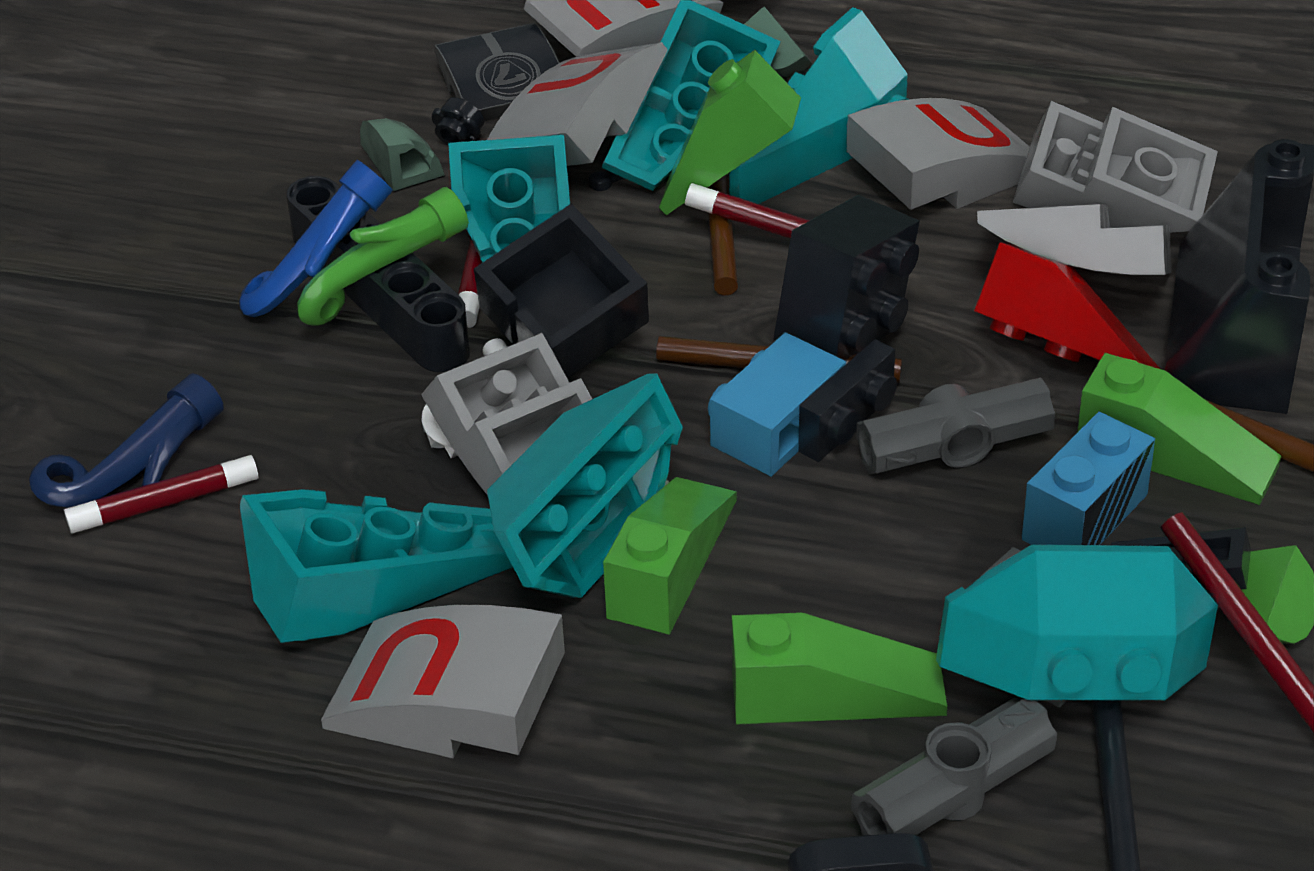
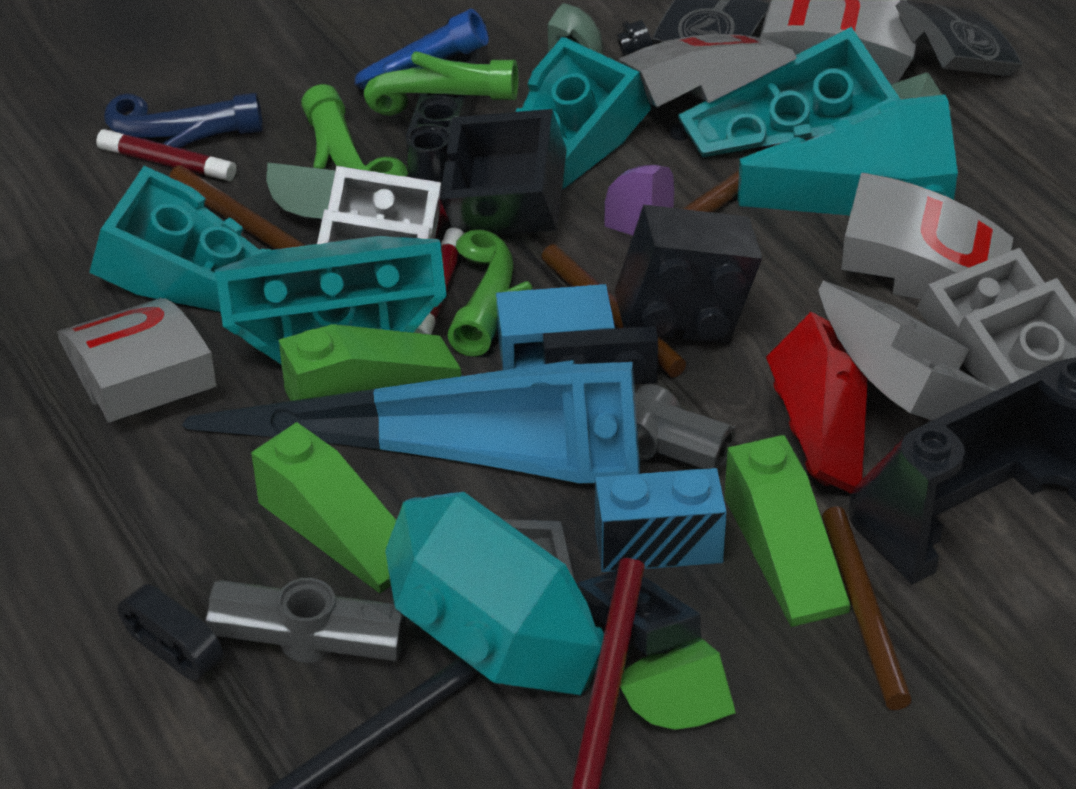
camera: 45 degrees right, 0 degrees up
(317, 375) = (326, 115): none -> bright green plant
(377, 430) = (300, 189): none -> sand green brick
(396, 494) = (229, 207): none -> reddish brown bar
(685, 253) = (634, 188): none -> medium lavender brick
(701, 445) = (477, 321): none -> bright green plant
(738, 118) = (748, 121): bright green slope -> none
(742, 210) = (725, 204): dark red bar -> none
(899, 478) = (532, 419): none -> dark azure plate

